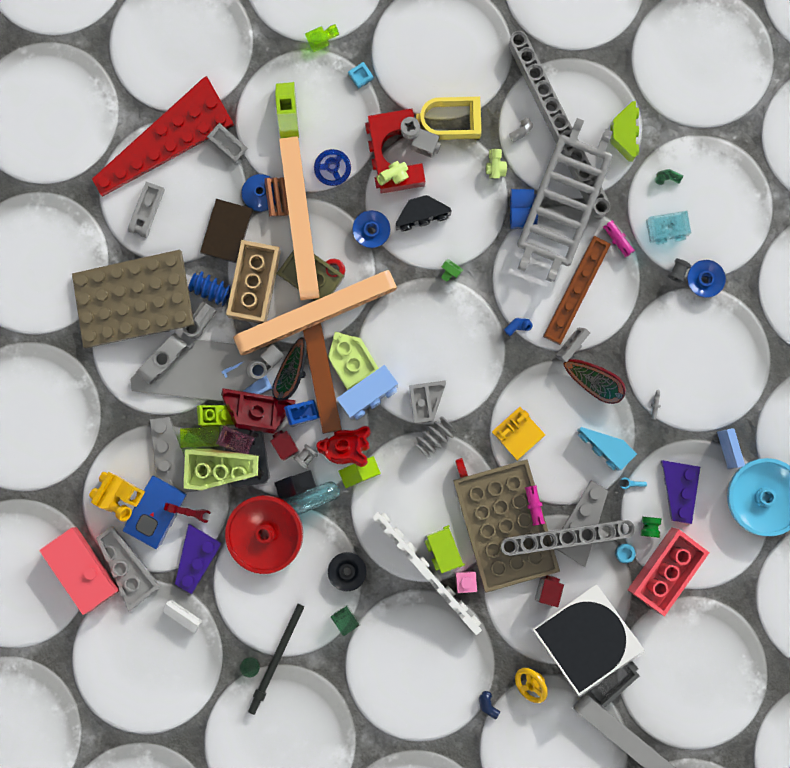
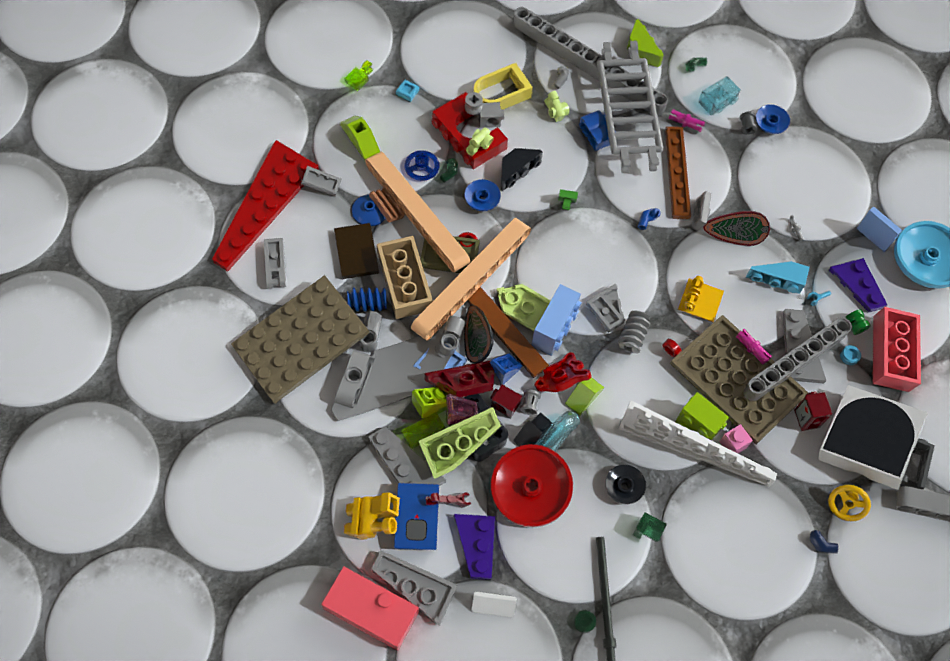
camera: 30 degrees left, 20 degrees down
(358, 186) = (452, 170): none -> clear green arm

